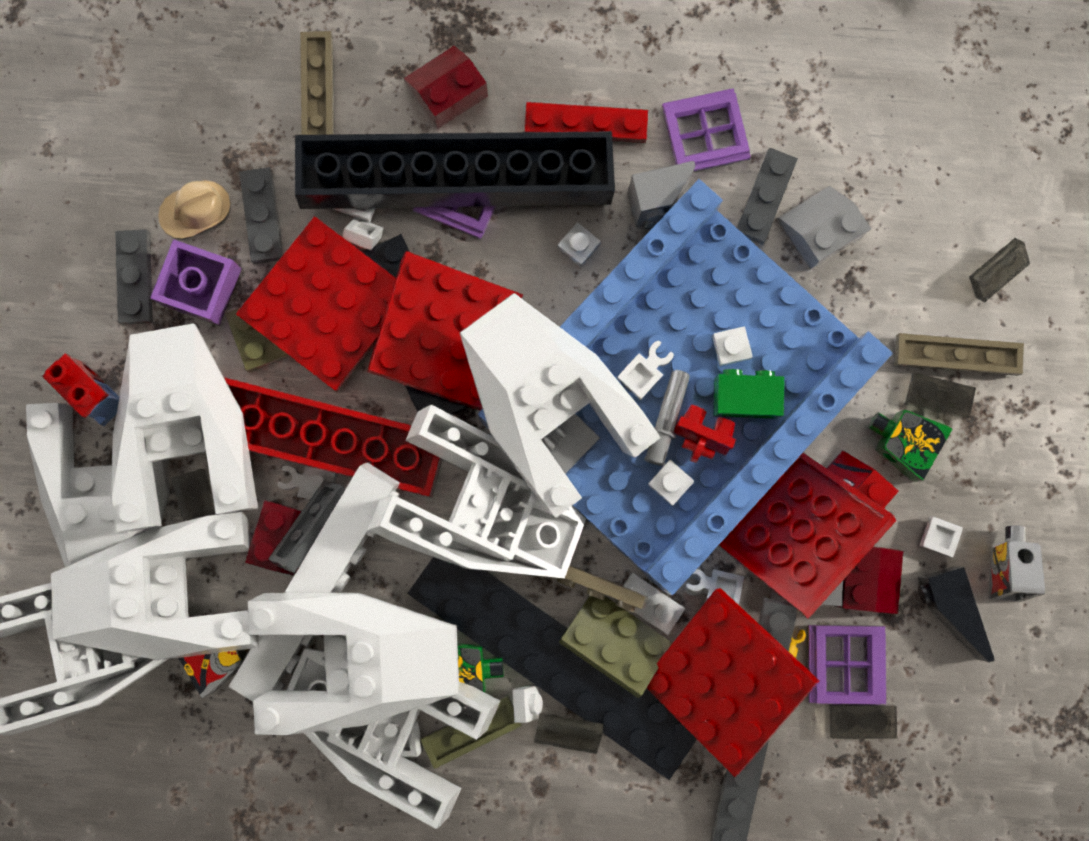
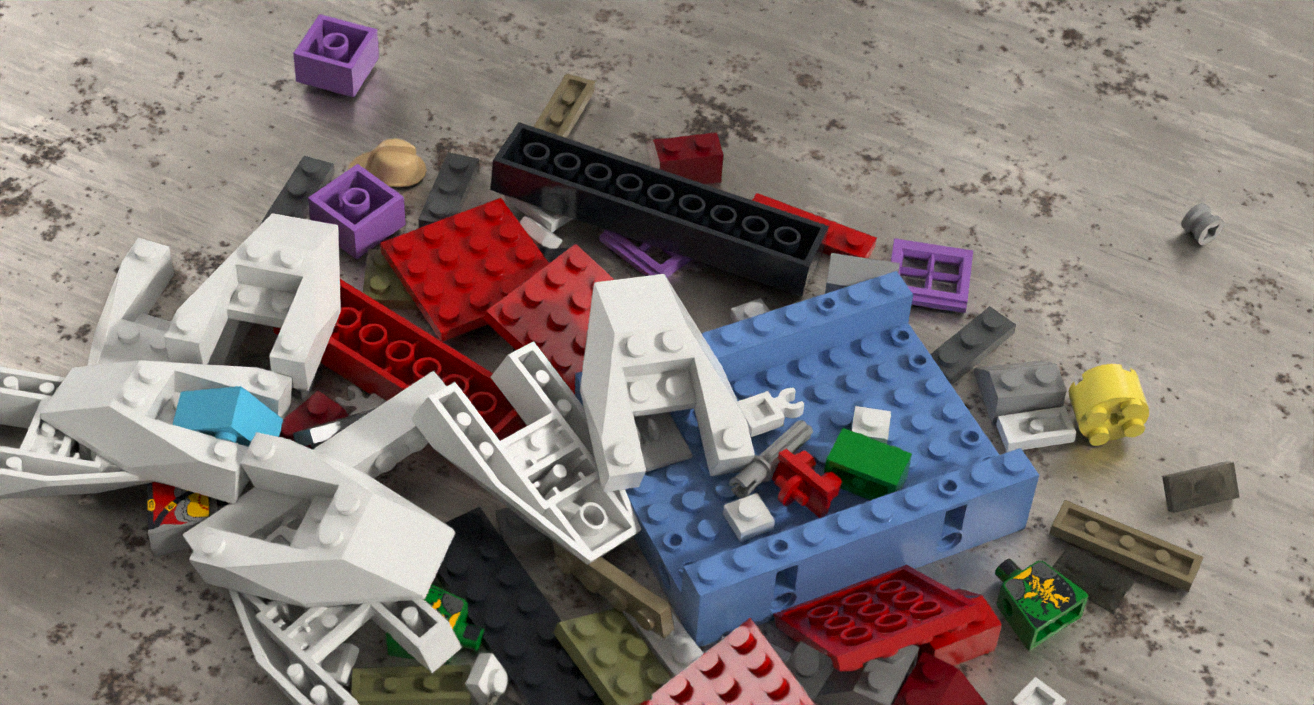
camera: 25 degrees right, 35 degrees down
(82, 389) = (202, 243): red hips -> none
(84, 103) = (336, 55): none -> medium lavender brick
(213, 584) = (226, 414): none -> medium azure brick
(851, 265) = (1036, 429): none -> white plate
(908, 222) = (1109, 404): none -> light yellow brick

